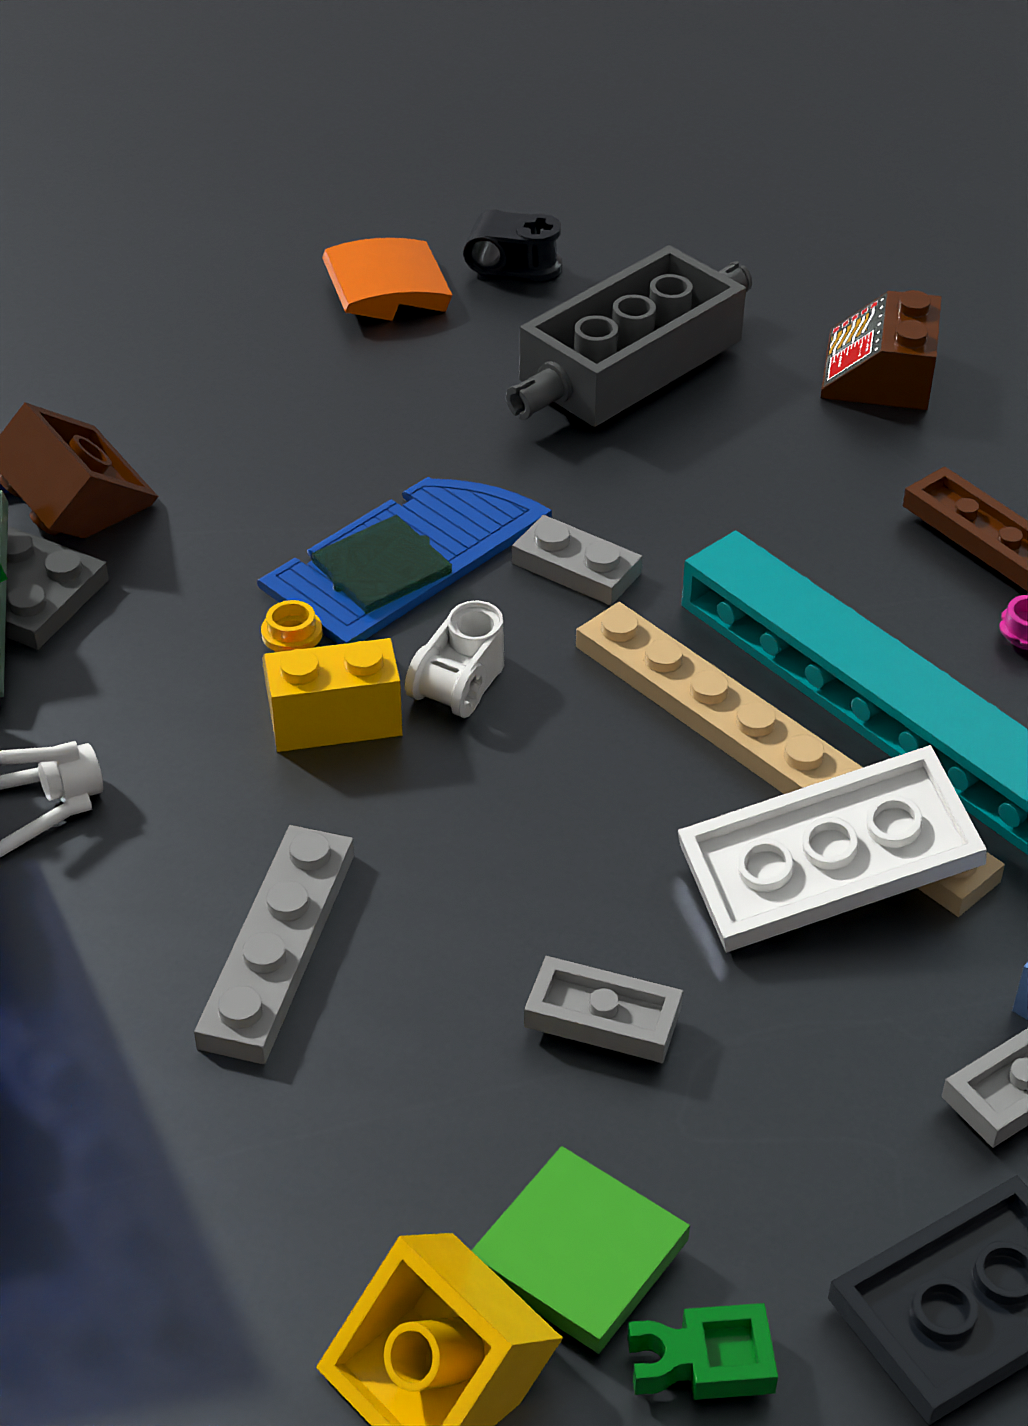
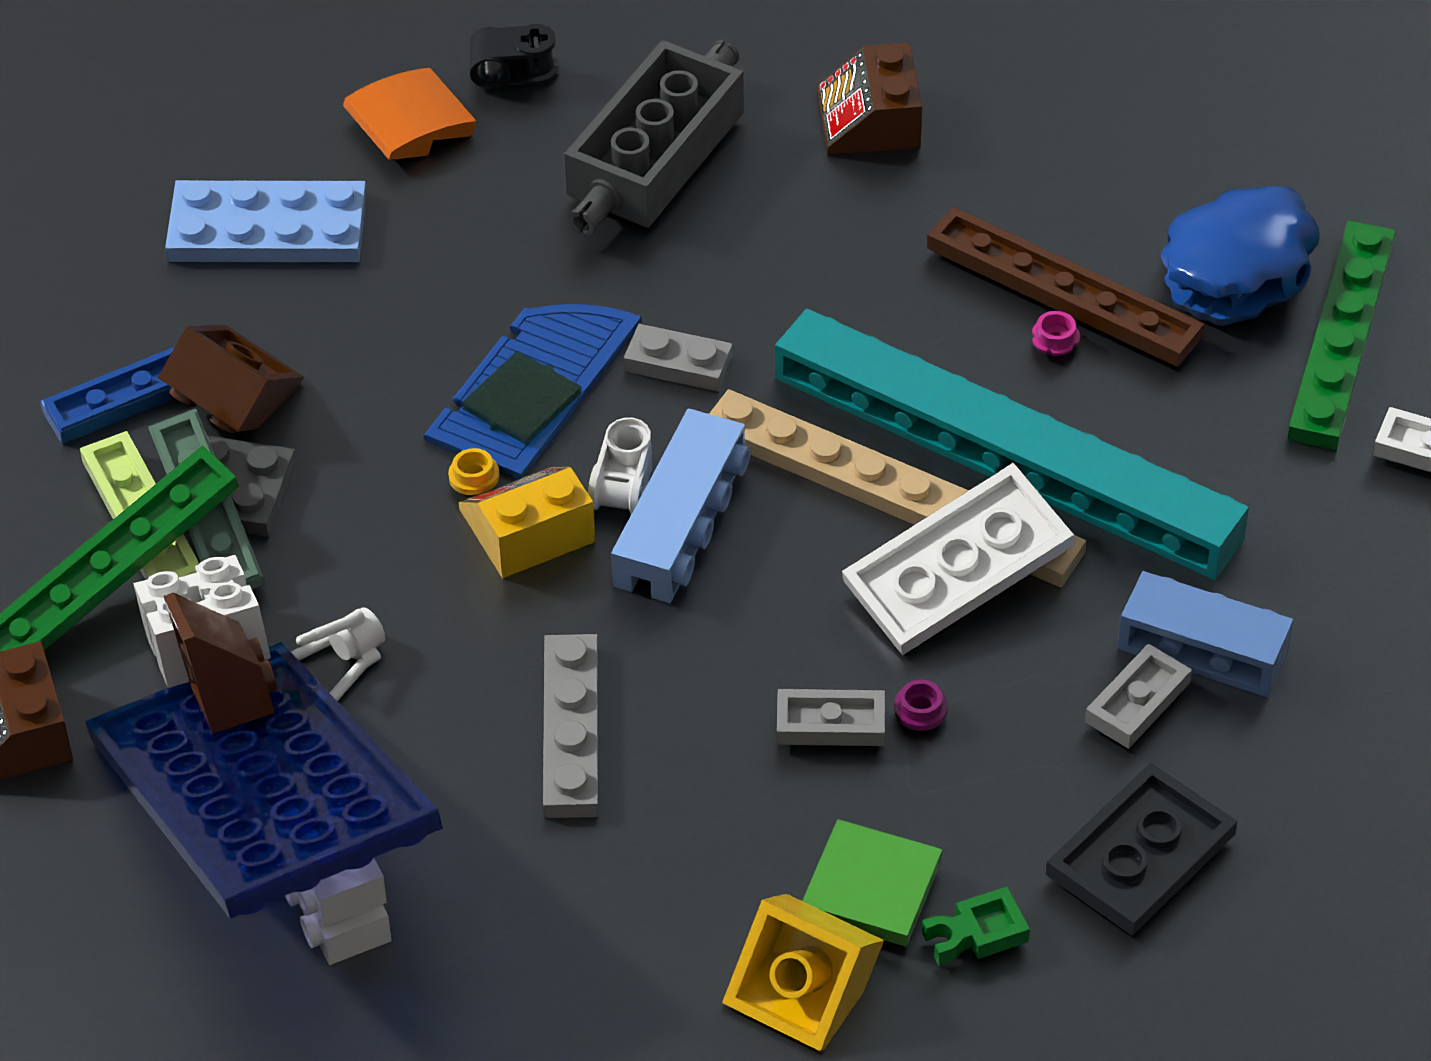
camera: 15 degrees left, 5 degrees up
(195, 345) = (266, 221): none -> light blue plate
(509, 714) = (680, 505): none -> light blue brick
(728, 1007) = (920, 695): none -> magenta plate

